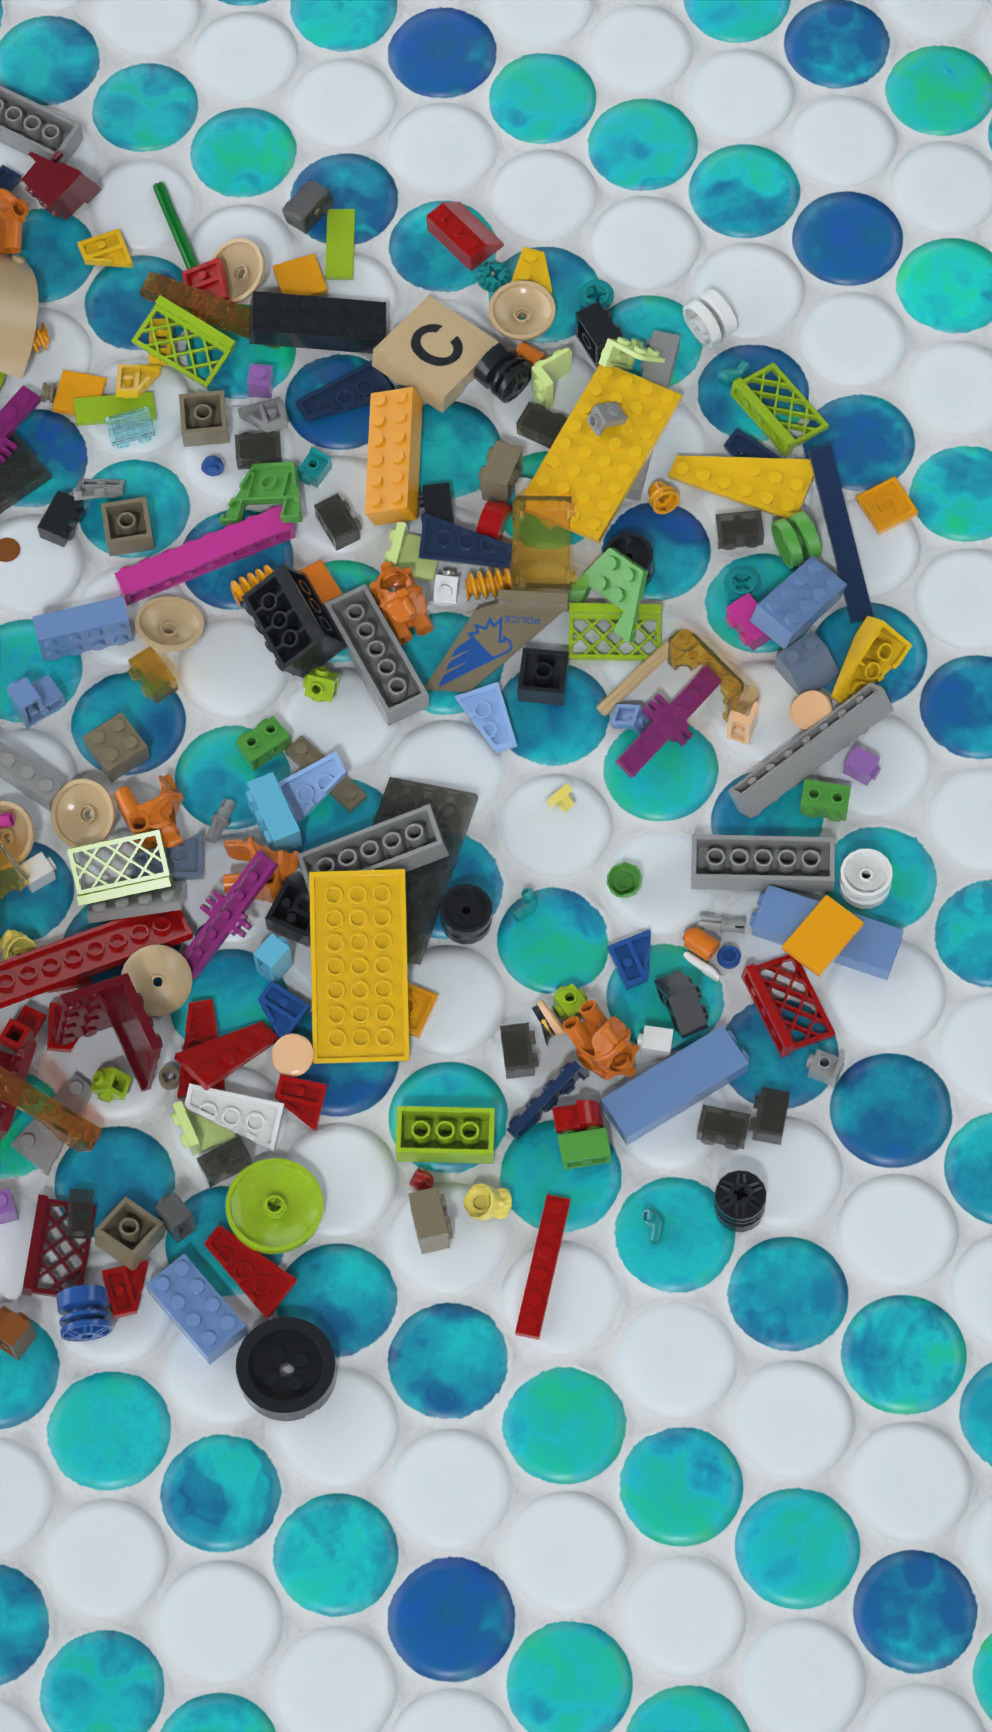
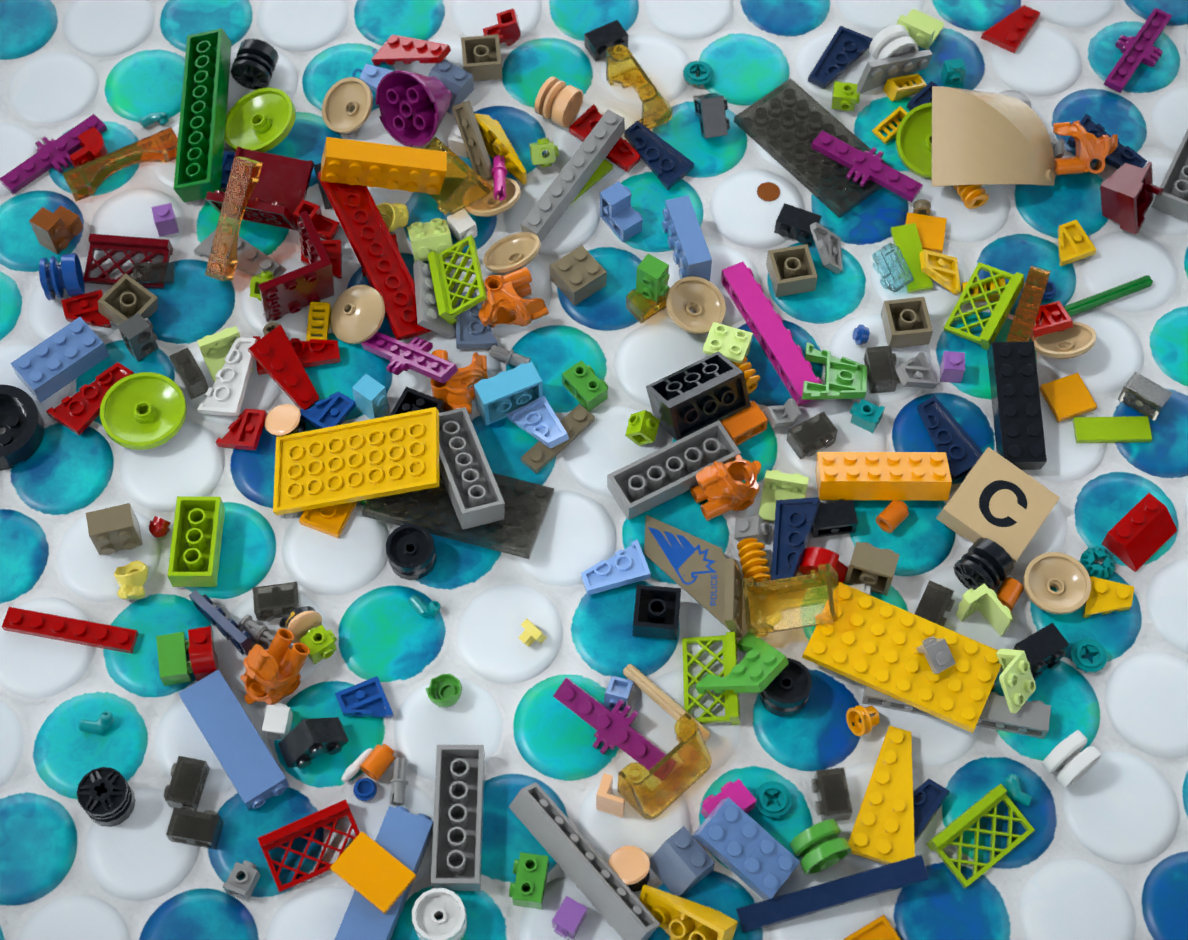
camera: 85 degrees right, 5 degrees down
(50, 906) = (429, 237): none -> yellowish green bracket
(144, 657) = (652, 278): none -> bright green brick
(172, 1020) = (318, 310): none -> yellow slope
(223, 593) = (729, 341): none -> yellowish green bracket
(309, 546) = (783, 415): none -> light grey bracket
(437, 453) = (892, 516): none -> orange brick
(553, 1066) = (260, 632): none -> light grey pin

